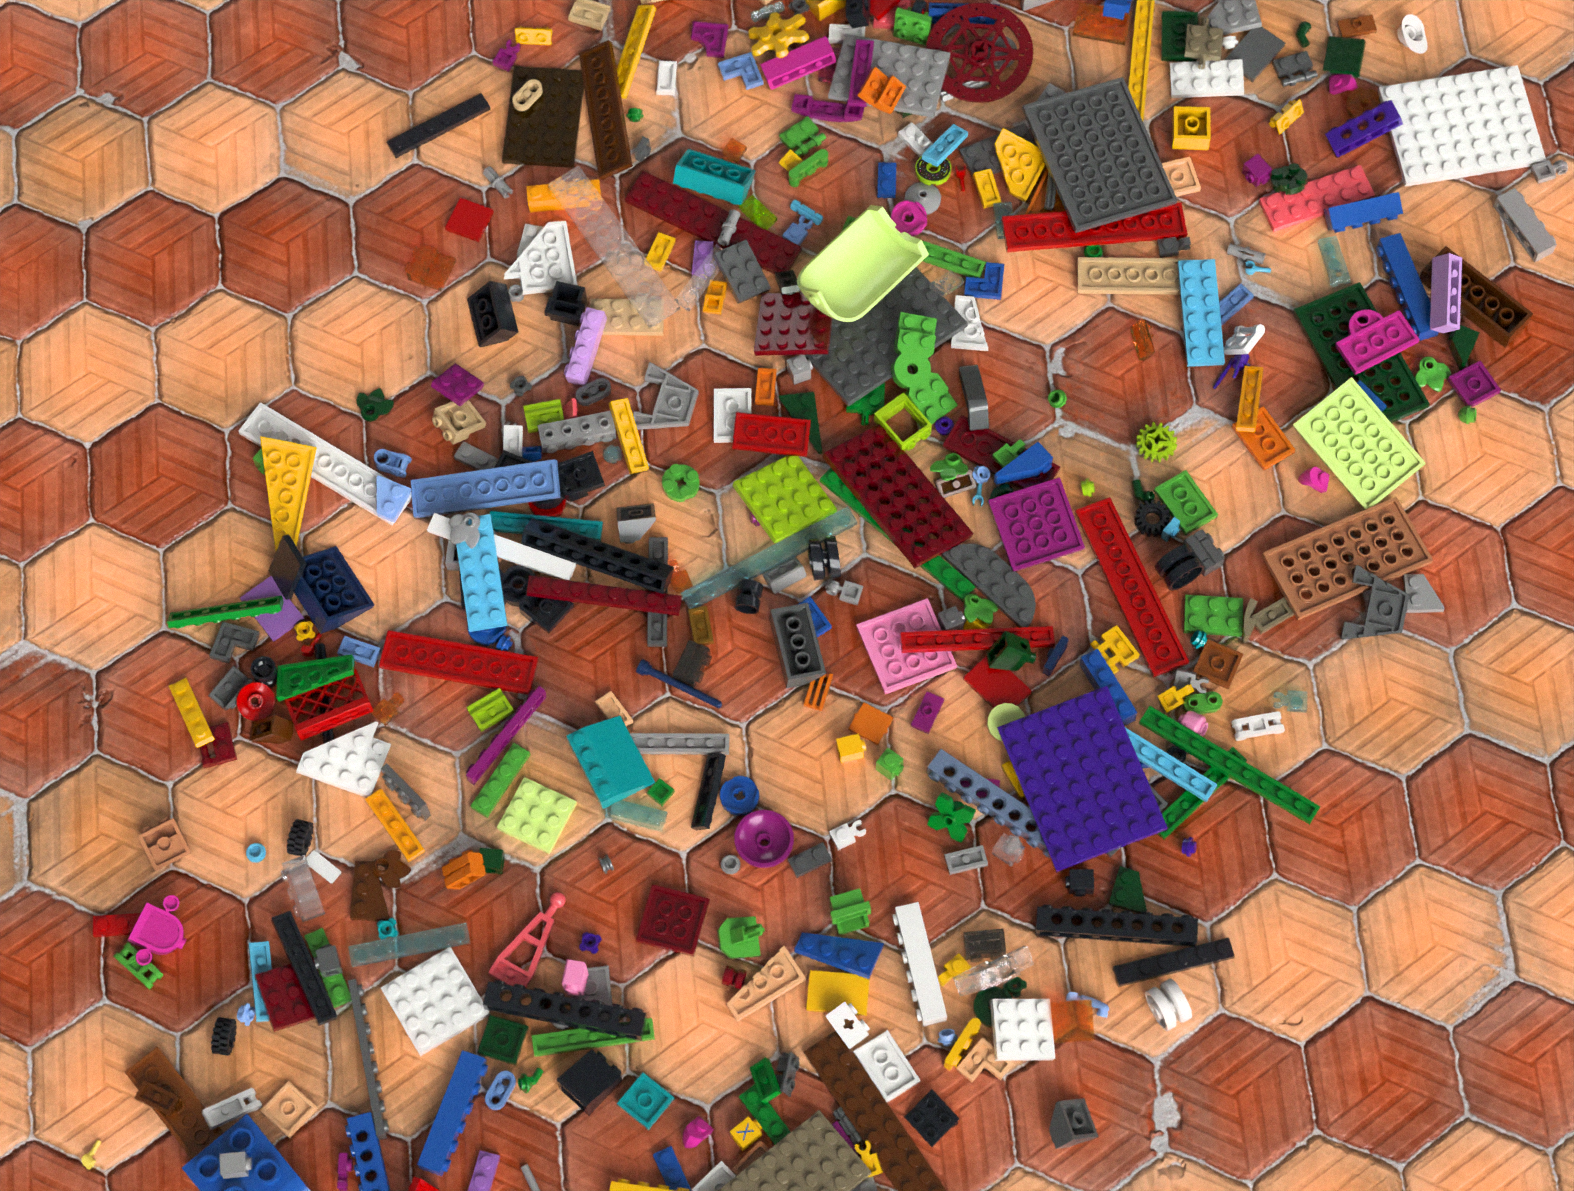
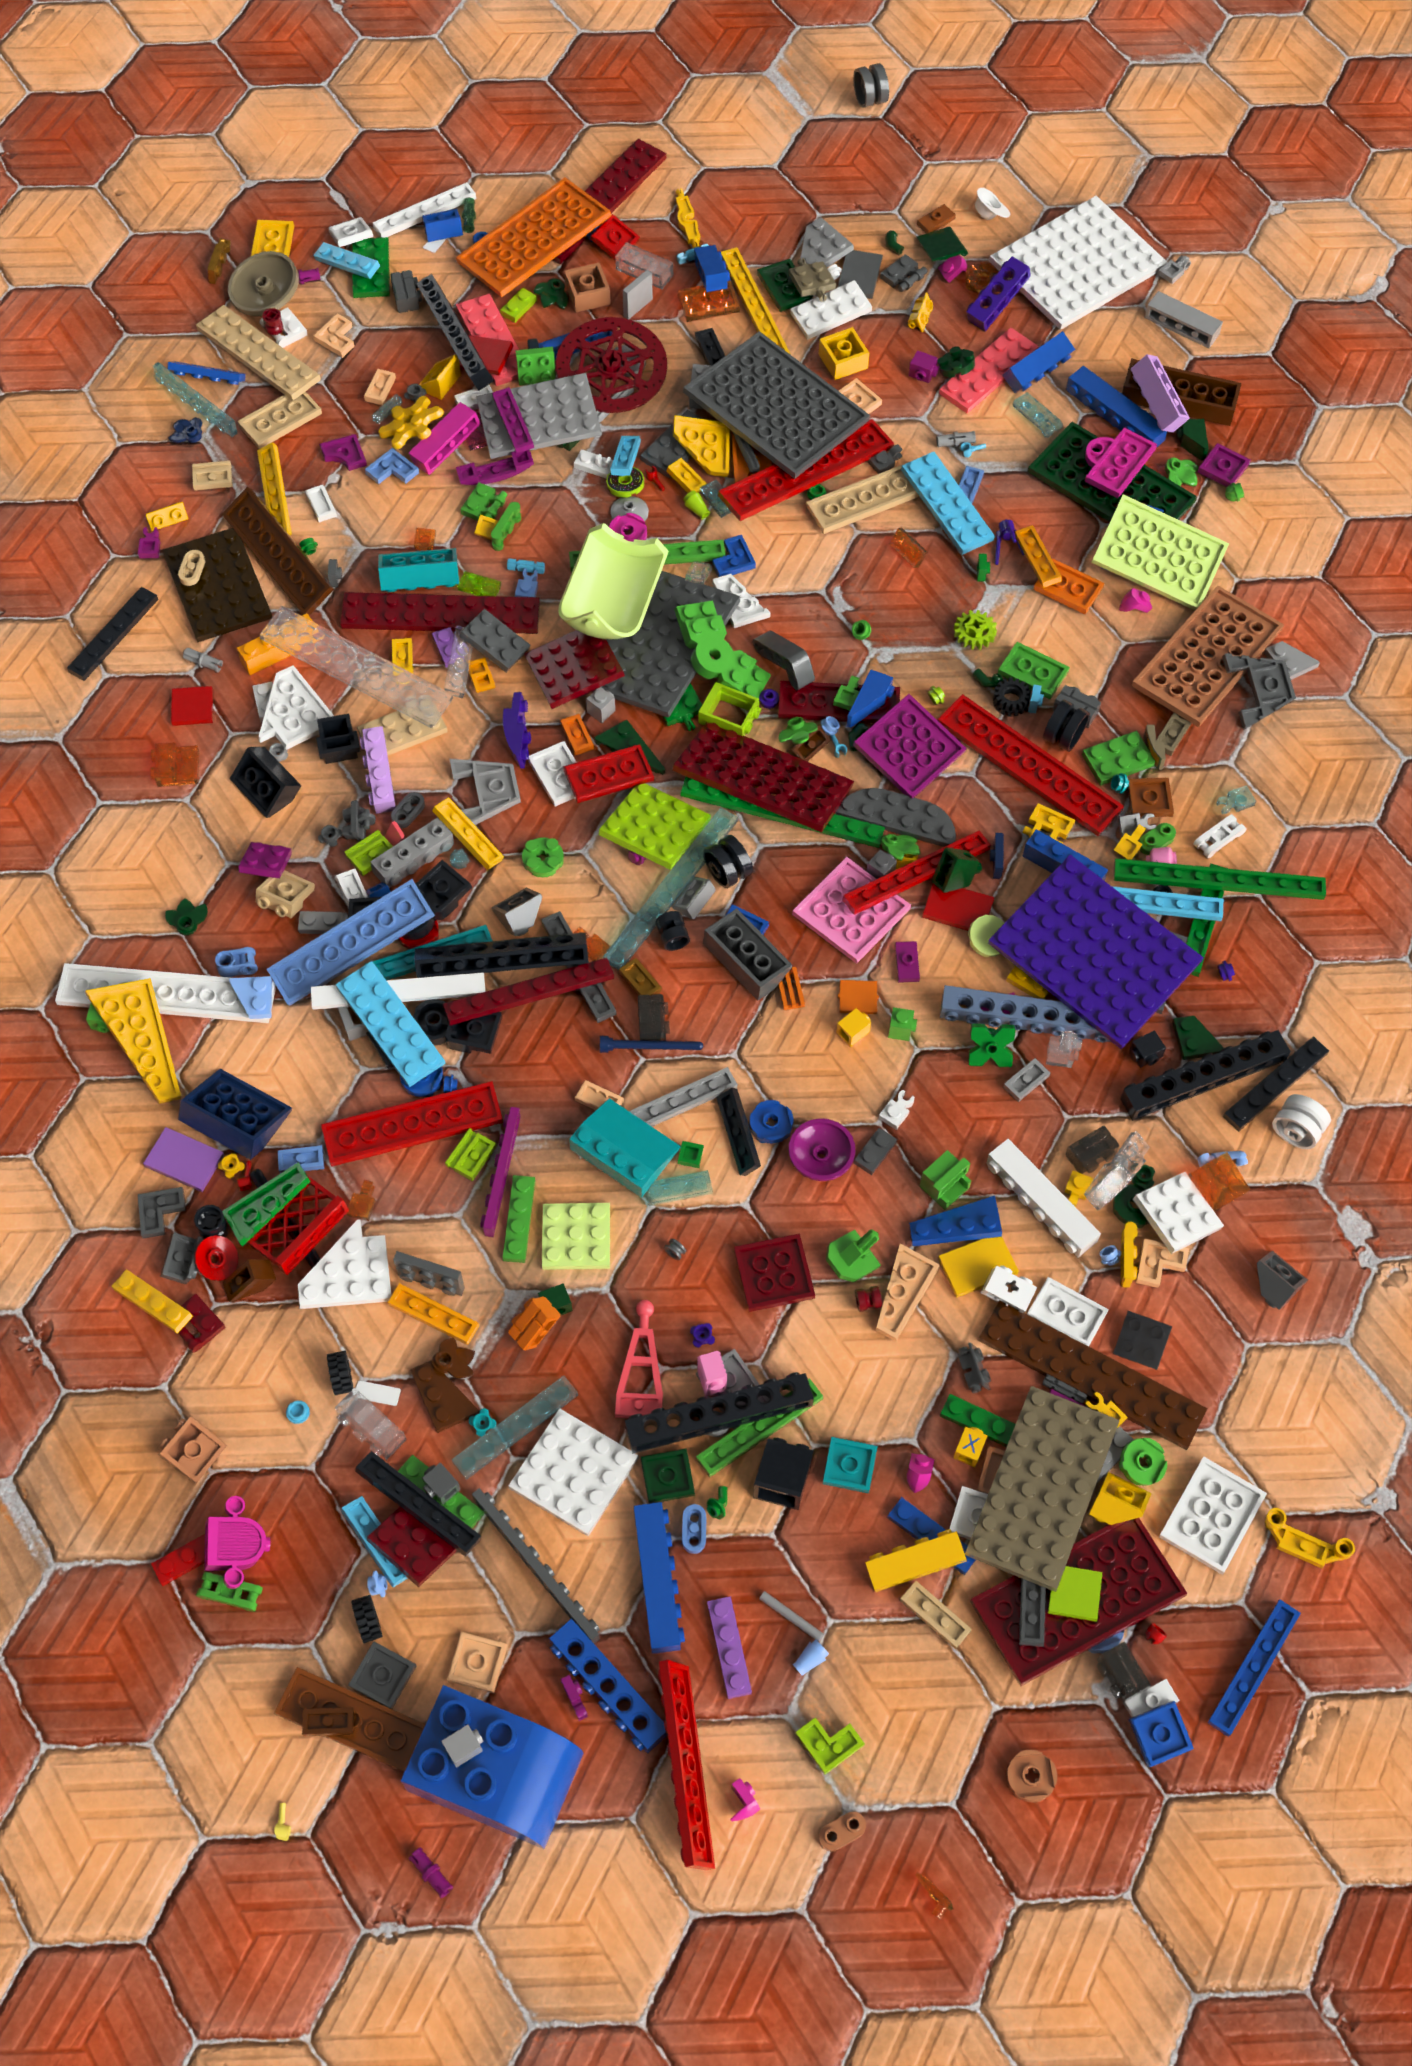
camera: 30 degrees left, 5 degrees down
(215, 1082) = (382, 1675): none -> dark grey plate
(226, 611) = (142, 1179): green plate -> none
(231, 1108) = (415, 1692): white plate -> none
(287, 566) = (182, 1106): black tile -> none
(463, 531) = (354, 988): light grey plate -> none
(549, 383) = (360, 821): none -> dark grey hips
(714, 361) = (515, 729): none -> dark purple slope
(728, 227) = (460, 606): light grey pin -> none
(730, 864) = (799, 1192): light grey plate -> none
(765, 1080) = (959, 1383): green plate -> none
(787, 282) = (545, 631): pearl dark grey plate -> none
(849, 592) = (768, 885): light grey plate -> none
(881, 90) = (543, 427): orange slope -> none
(886, 180) = (586, 508): blue plate -> none
(982, 218) = (696, 504): none -> lime cone
(1078, 70) = (709, 346): none -> black plate
(1197, 387) = (983, 567): none -> green plate
(1243, 344) = (1006, 508): white plate -> none

